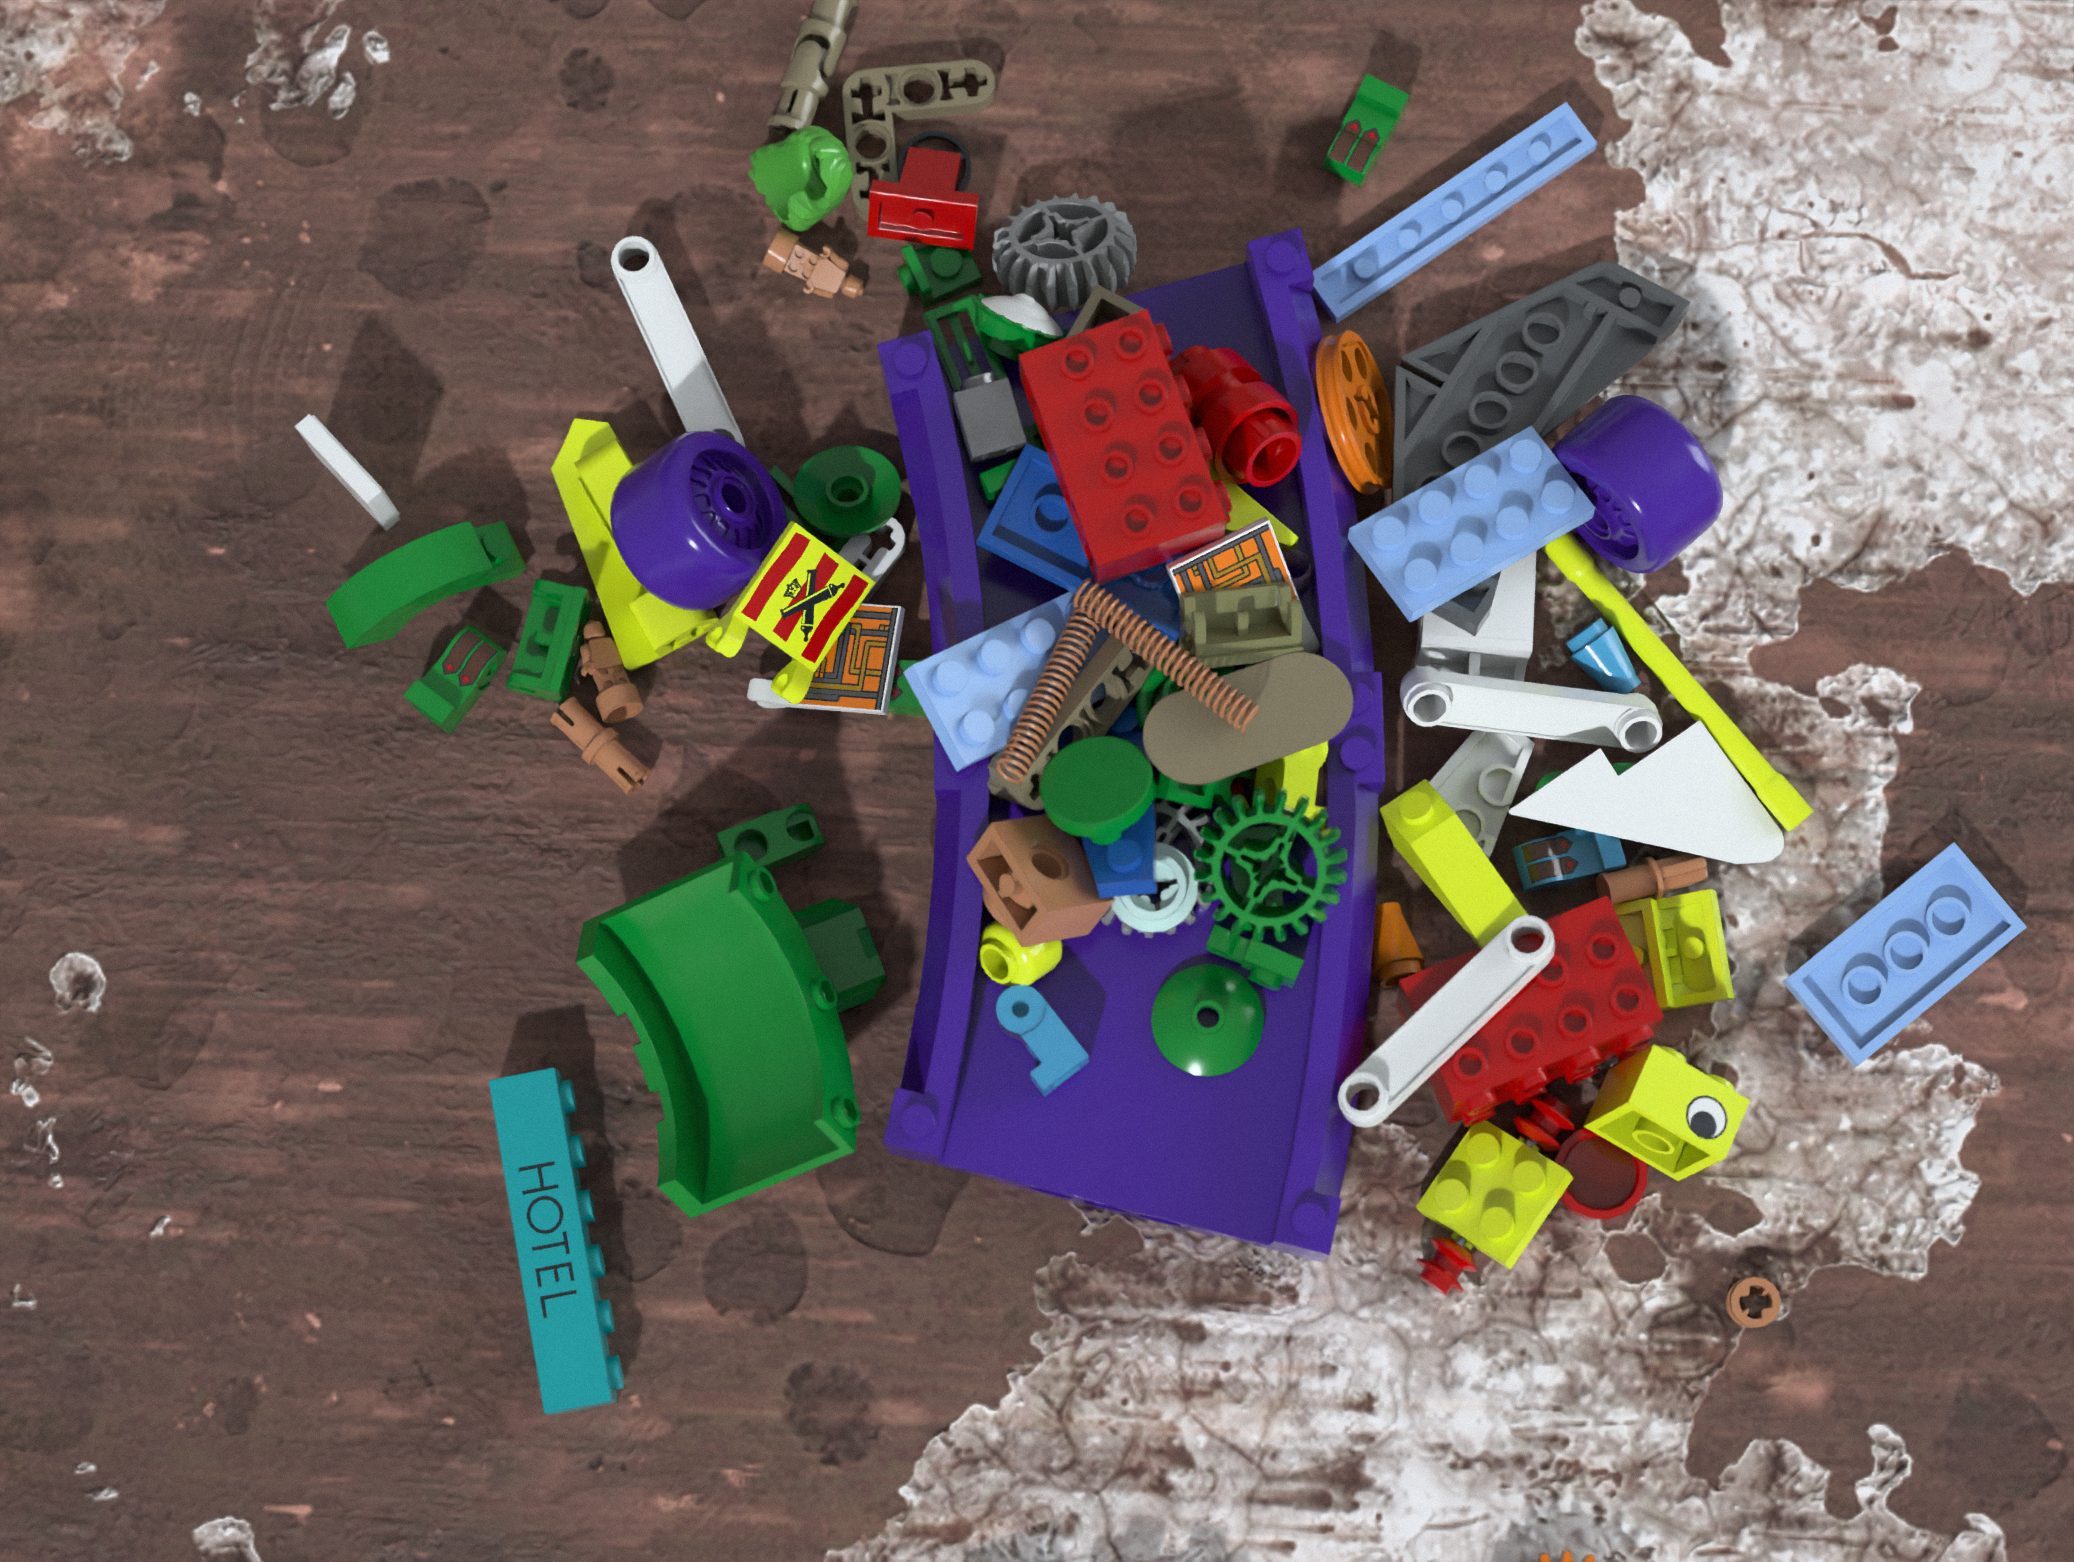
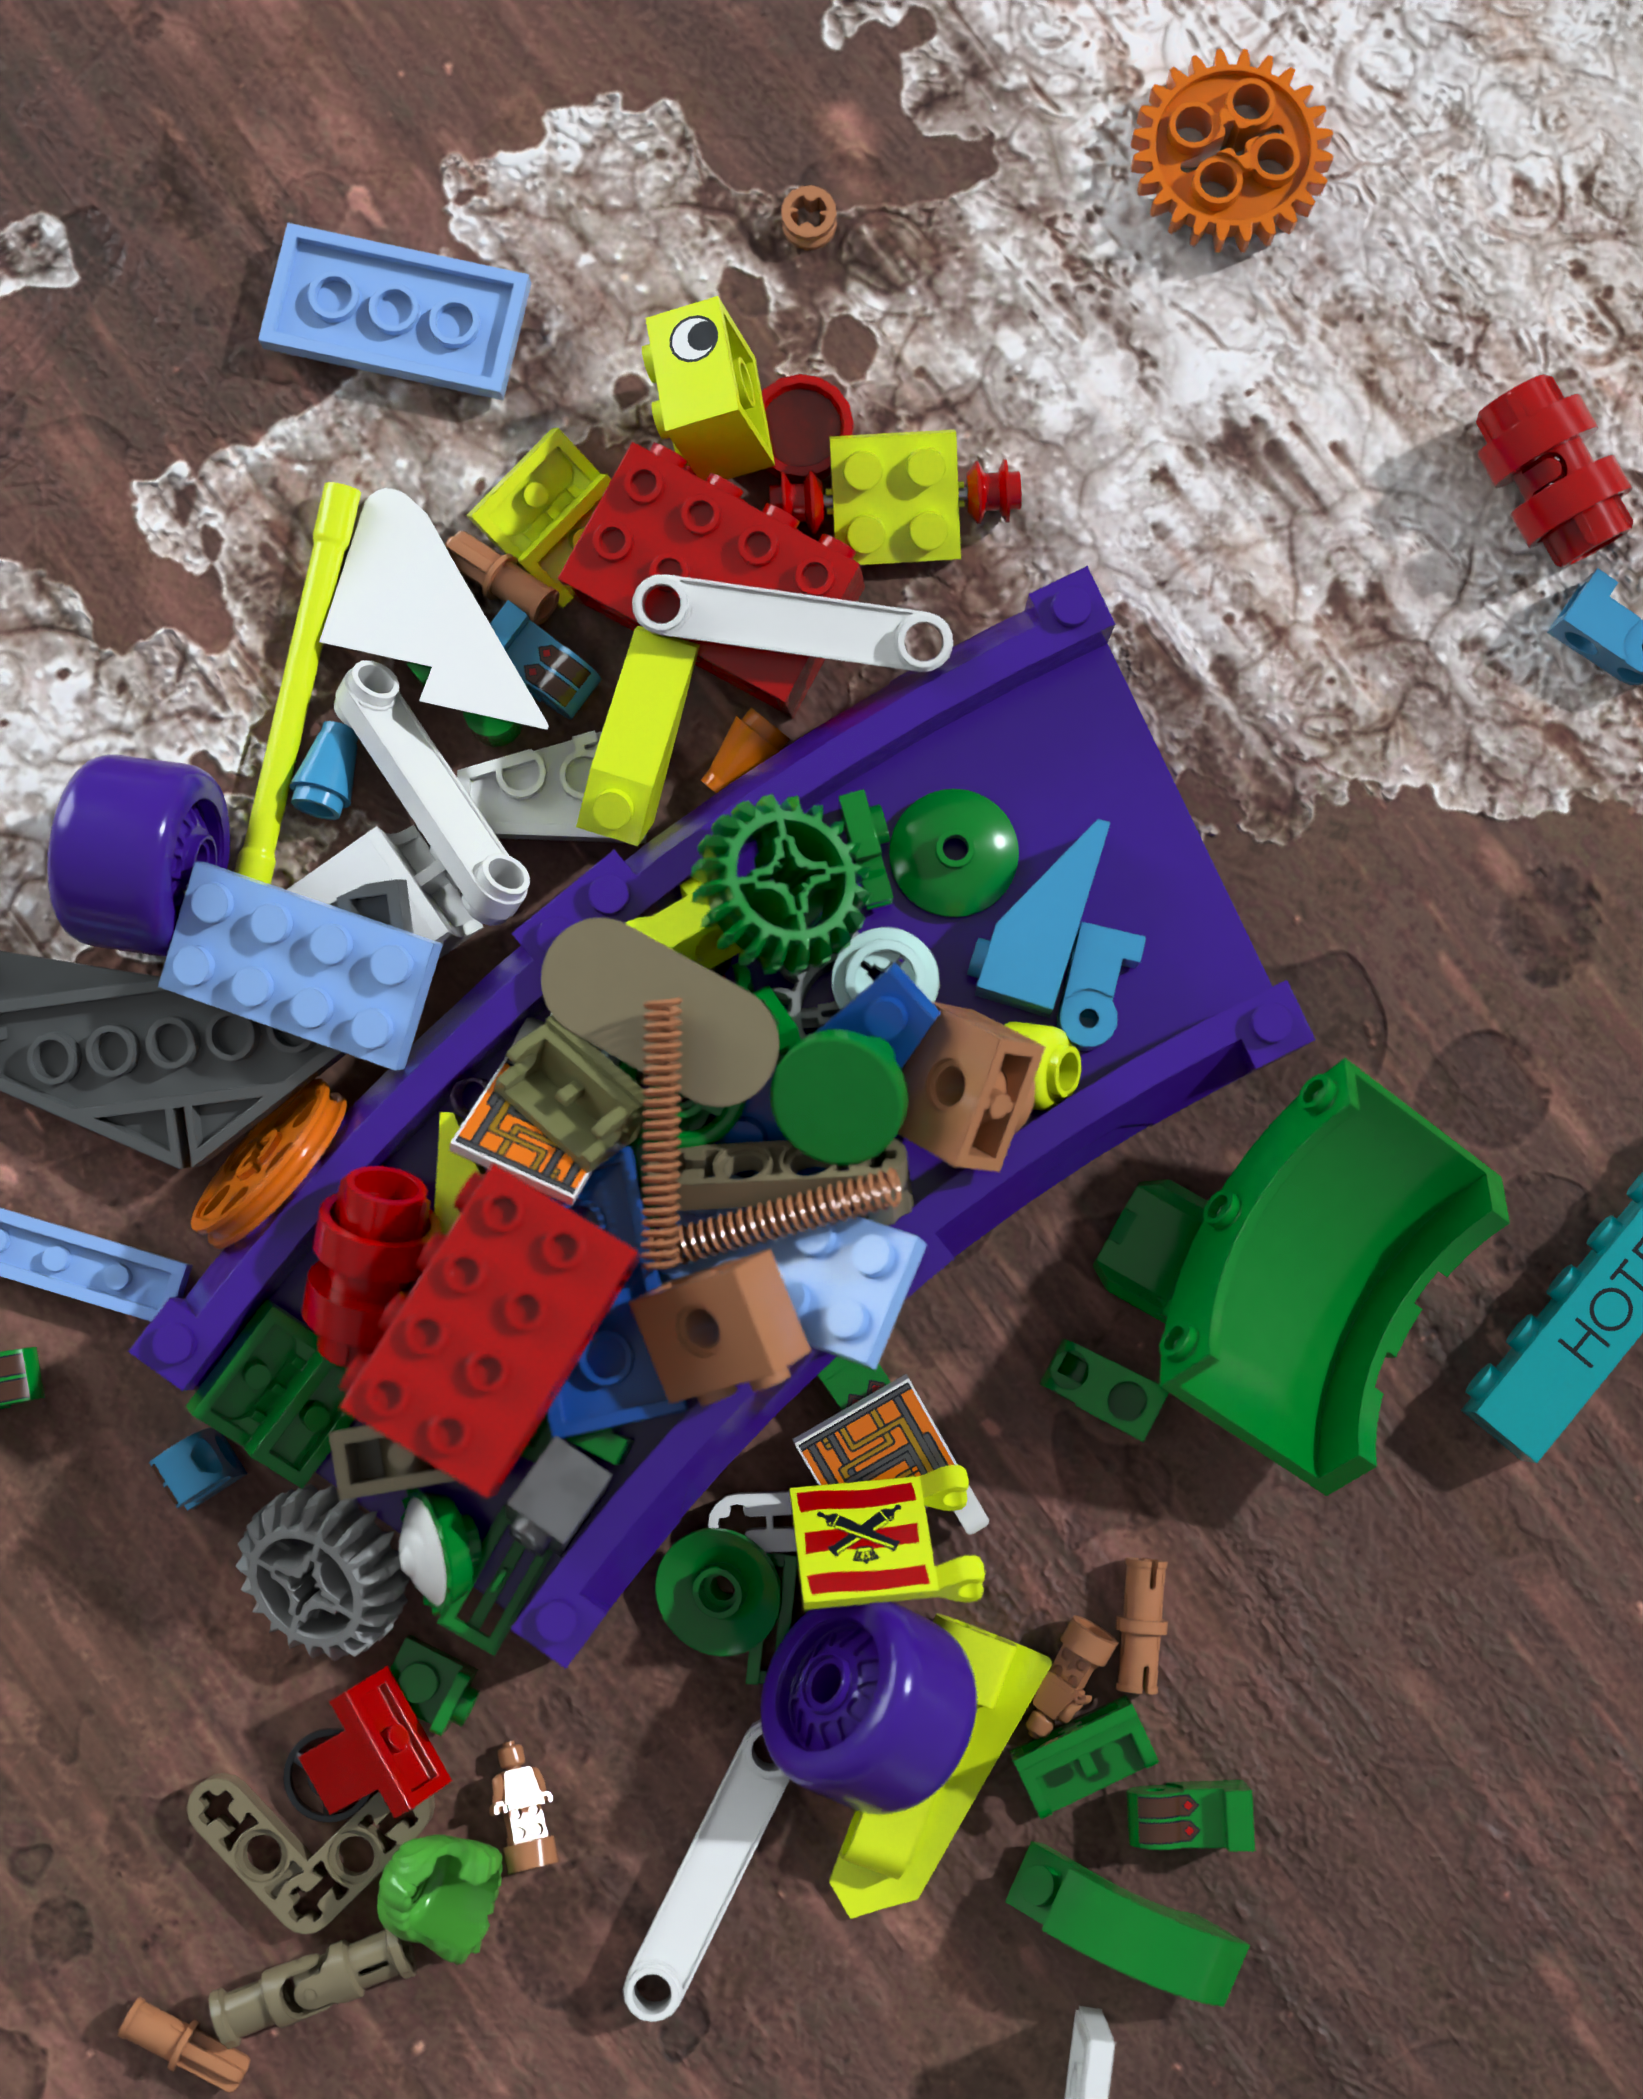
camera: 130 degrees left, 5 degrees up
(1009, 595) = (721, 1329): none -> nougat brick
(1101, 1016) = (1036, 936): none -> dark azure slope
(1196, 226) = (197, 1468): none -> dark azure leg
(1202, 299) = (275, 1395): none -> green slope

